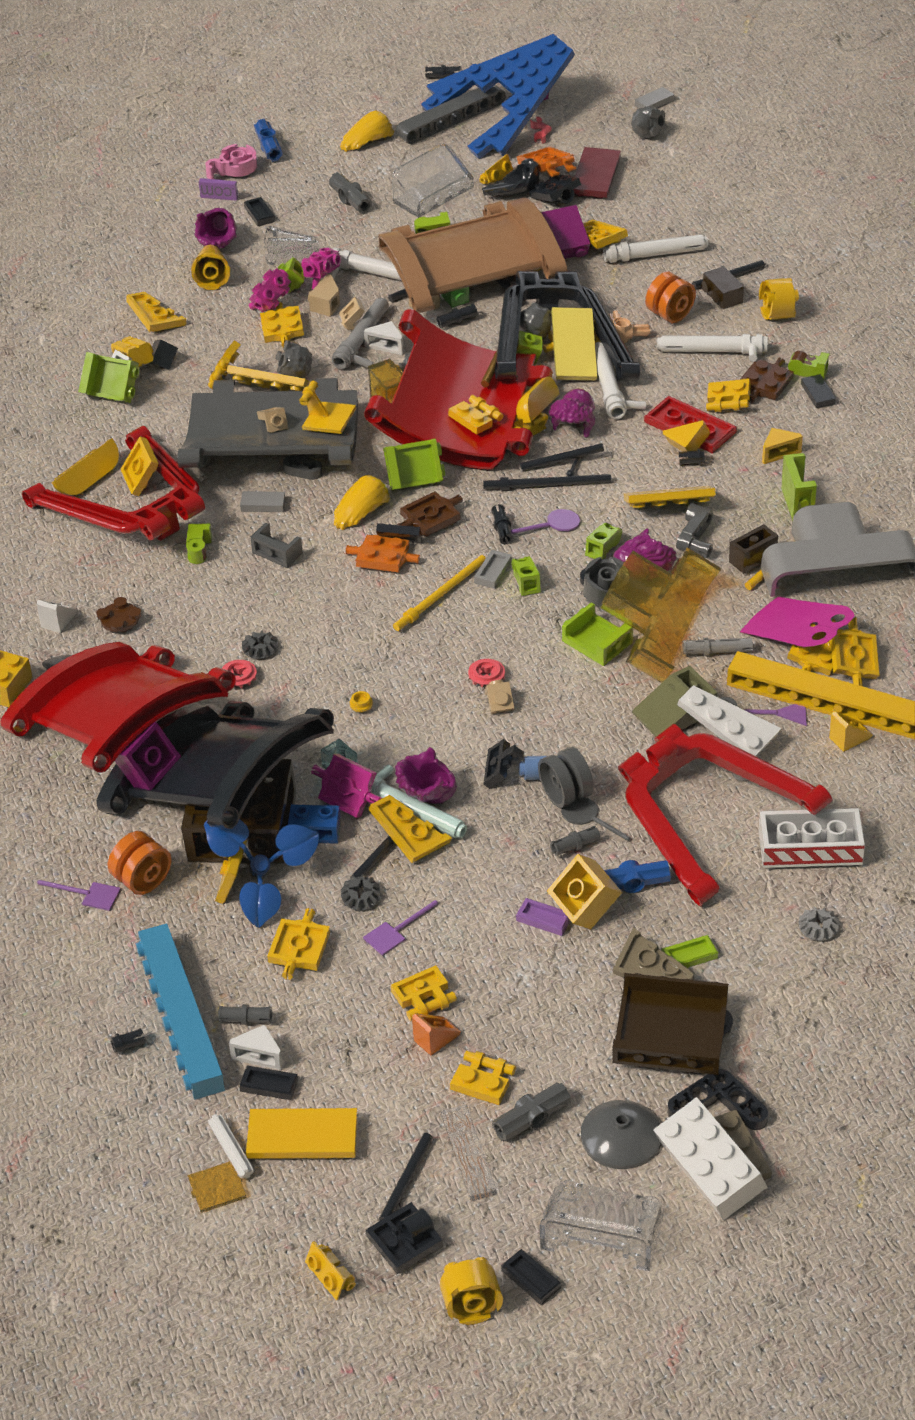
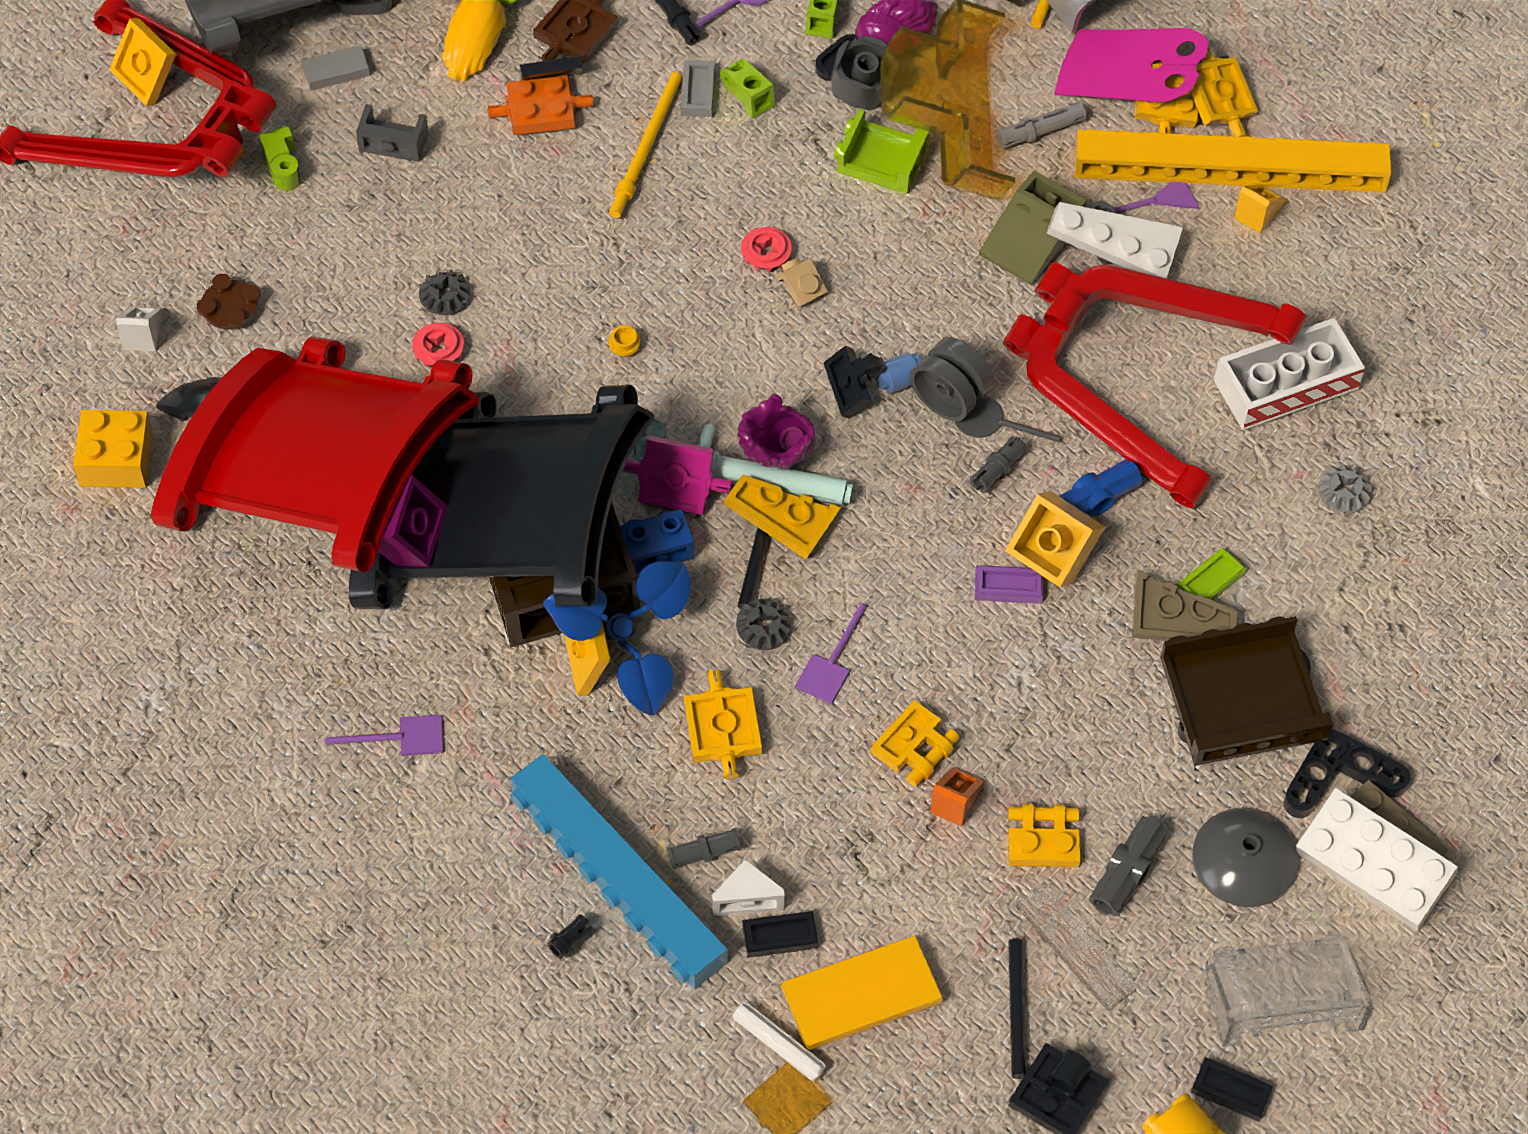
camera: 25 degrees left, 15 degrees up
(88, 469) = (64, 84): yellow brick -> none
(139, 862) = (461, 676): orange wheel -> none

